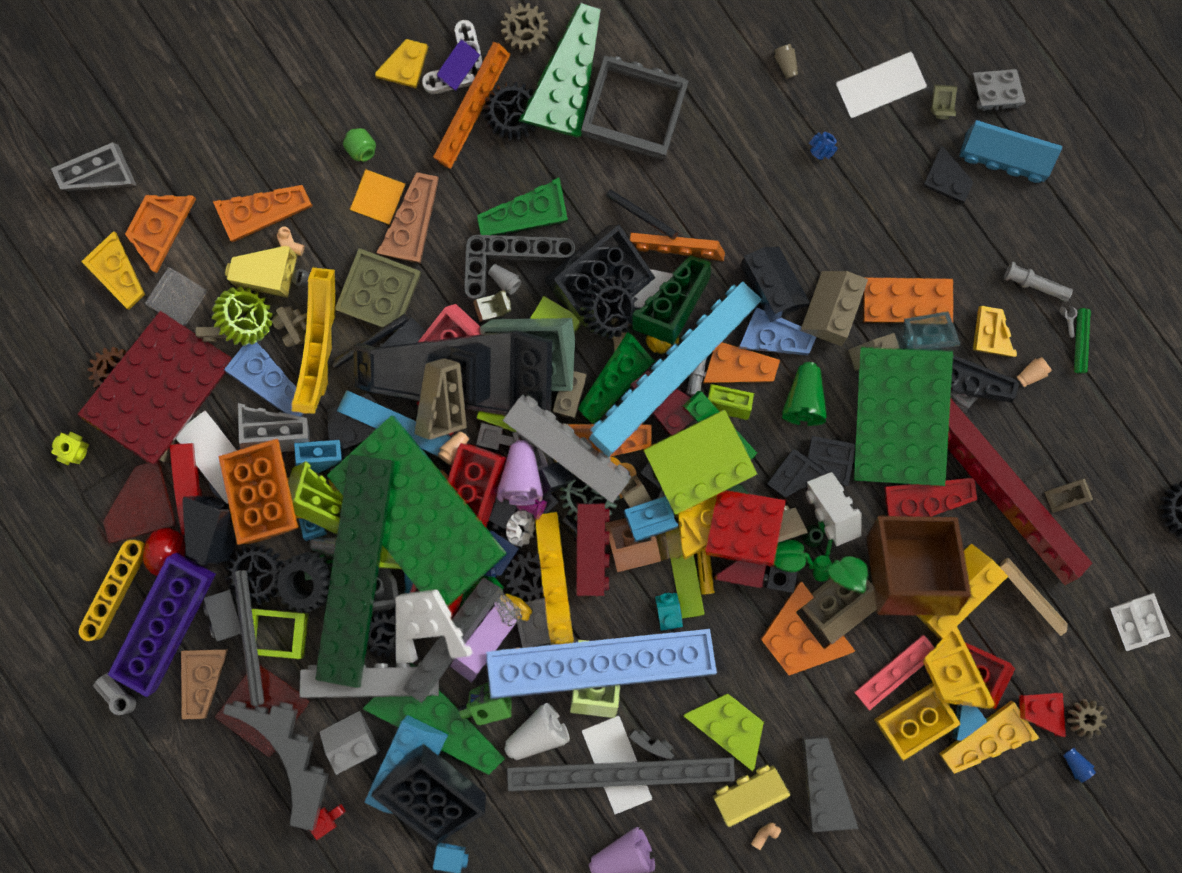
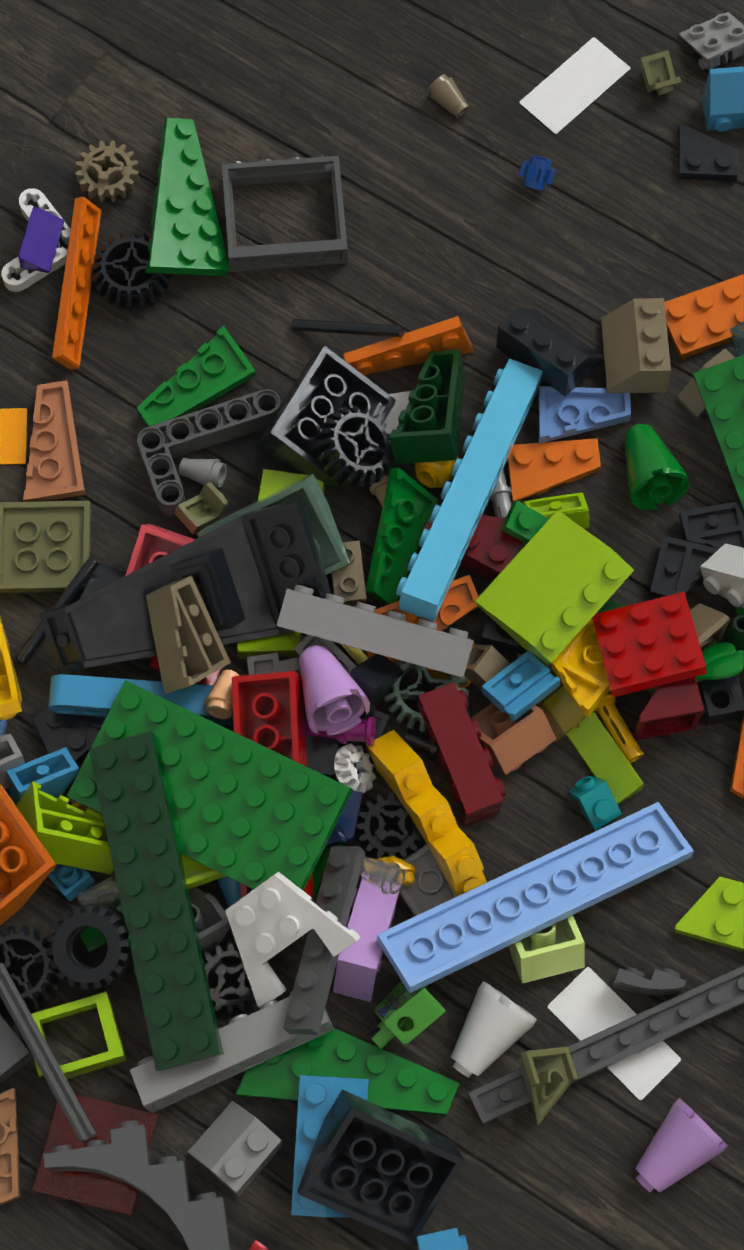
camera: 25 degrees left, 15 degrees down
(559, 780) = (546, 1077): none -> olive slope

